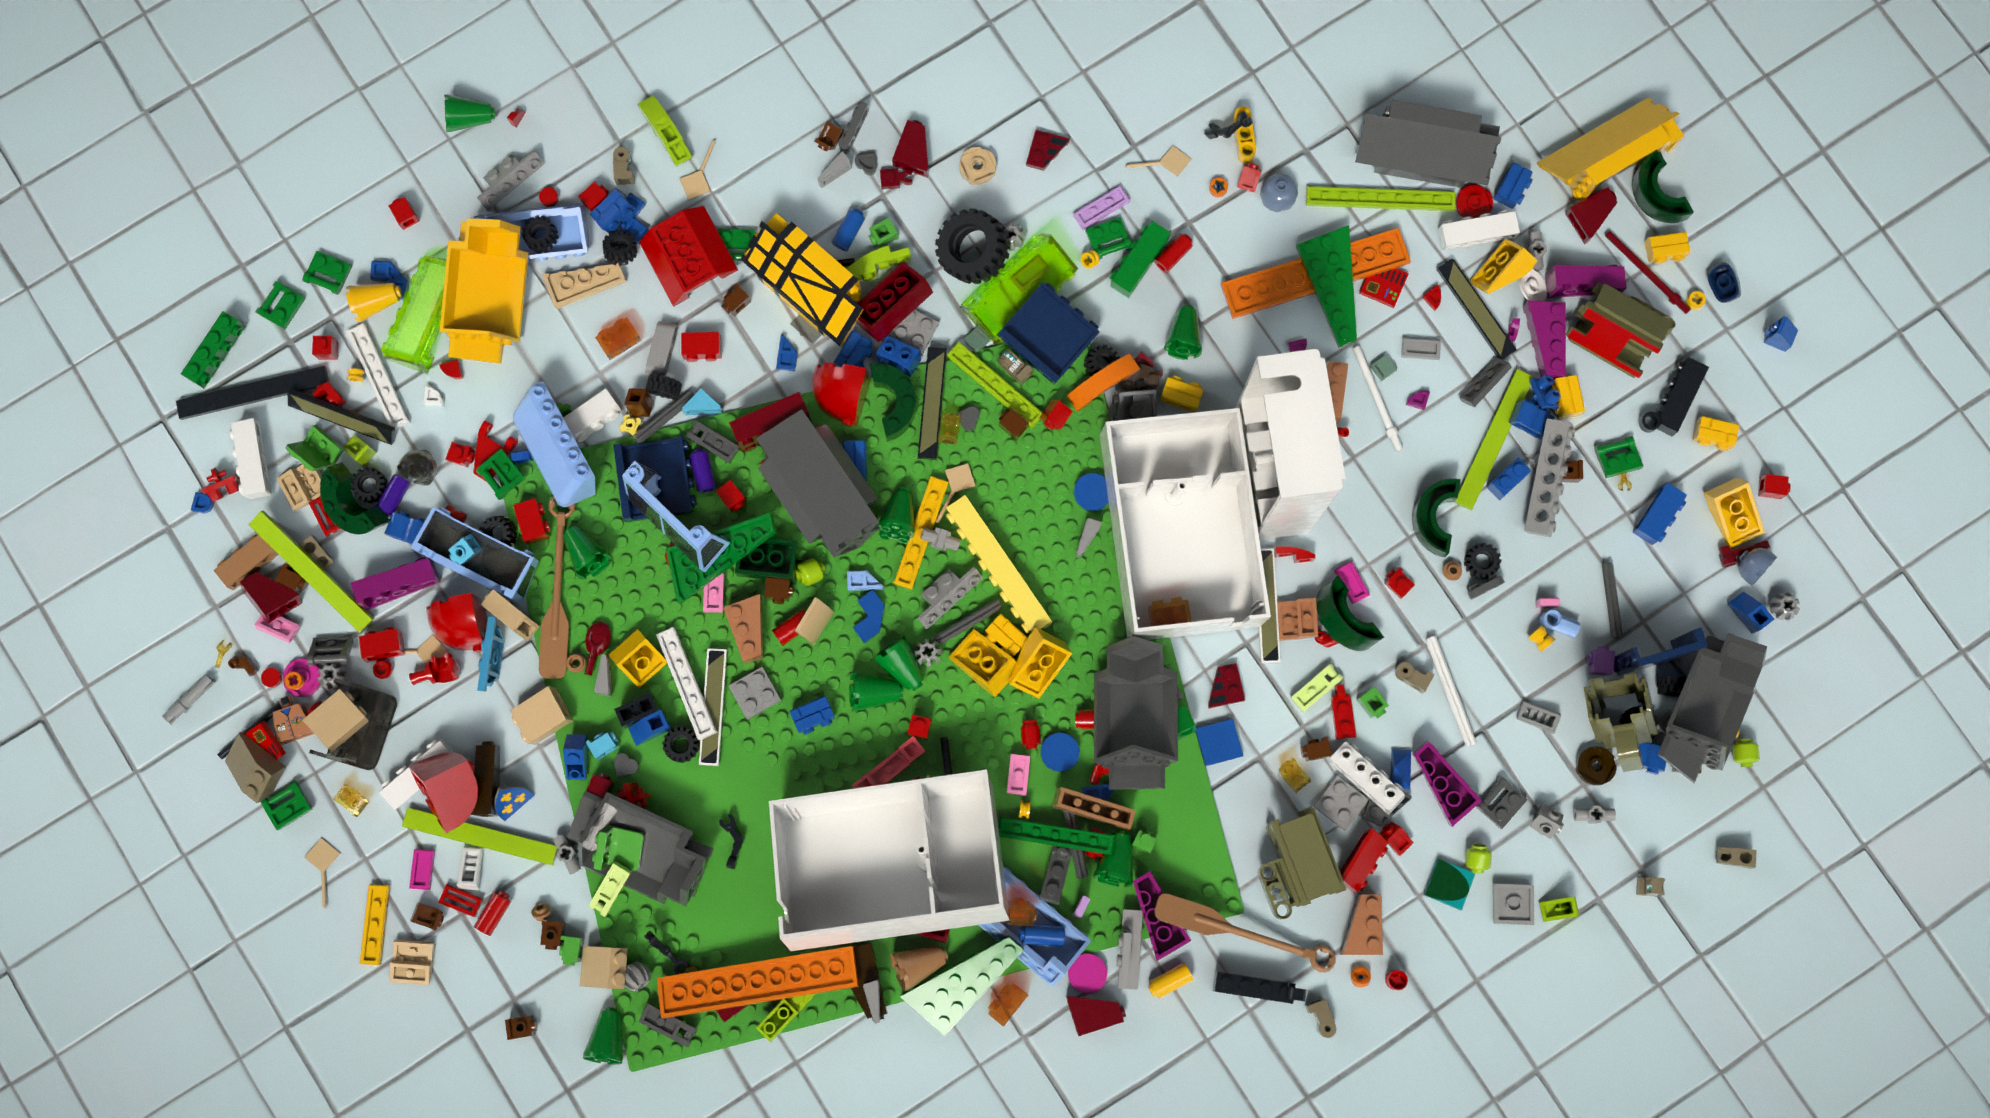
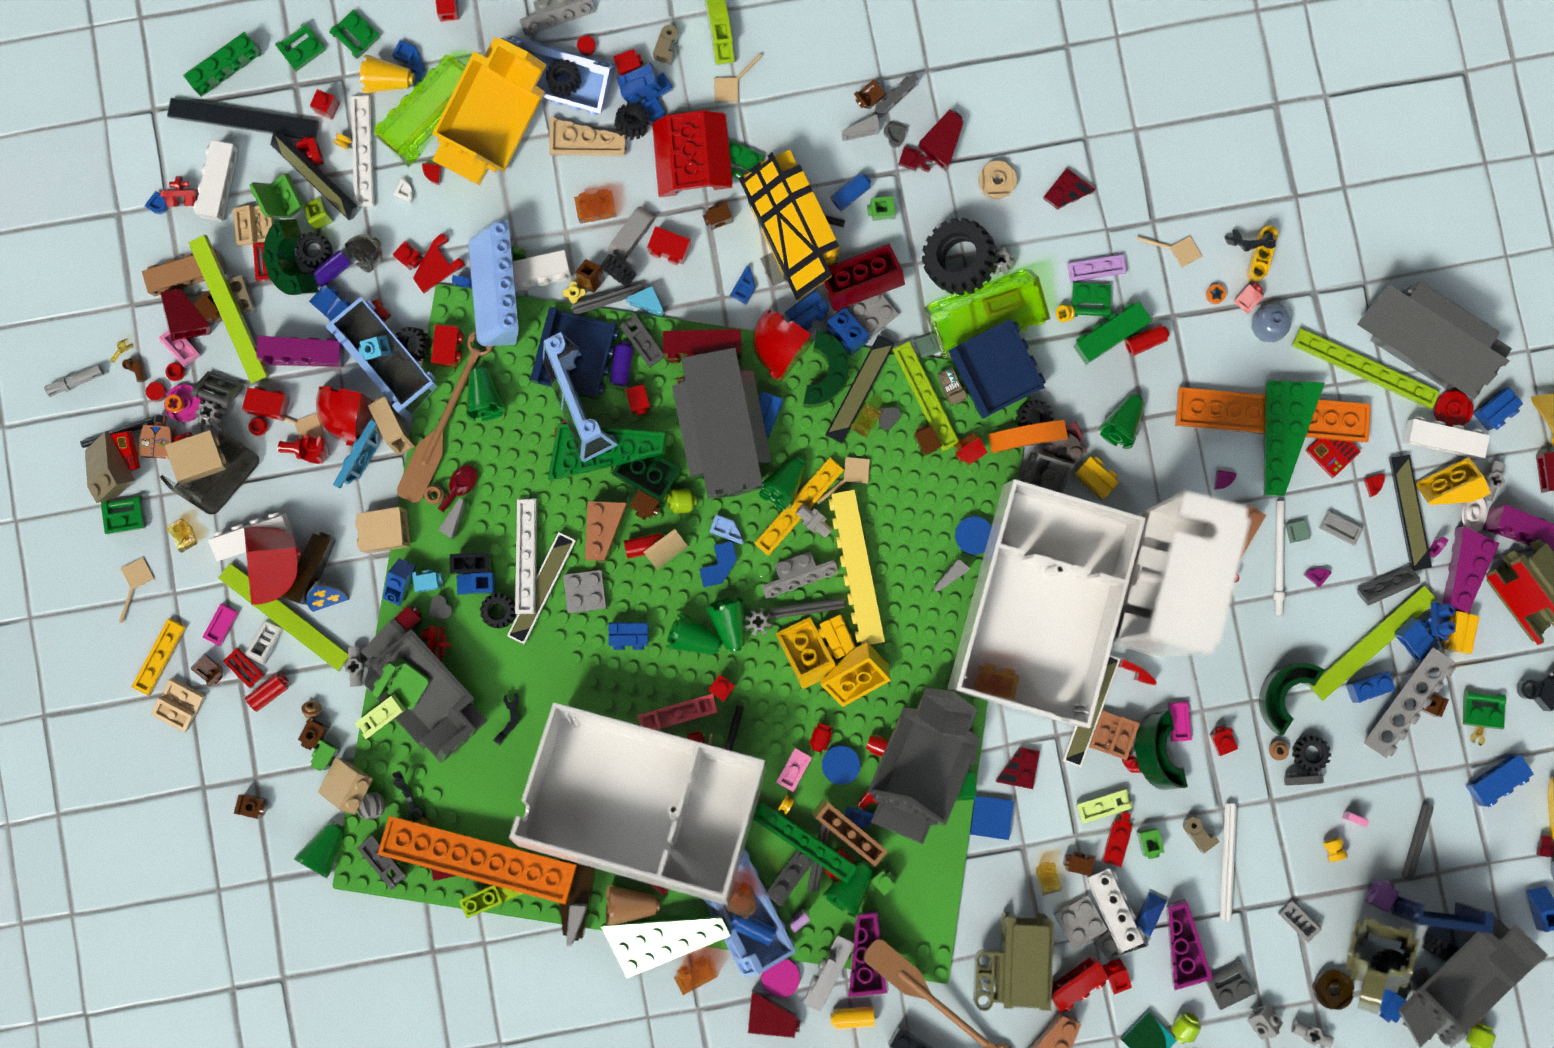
camera: 25 degrees right, 5 degrees up
(282, 651) = (175, 371): none -> red plate
(504, 469) = (442, 289): green plate -> none
(638, 658) = (491, 514): yellow slope -> none
(714, 595) = (584, 486): bright pink plate -> none
(865, 267) = (870, 232): lime slope -> none
(1560, 623) = (1359, 843): light blue piece -> none

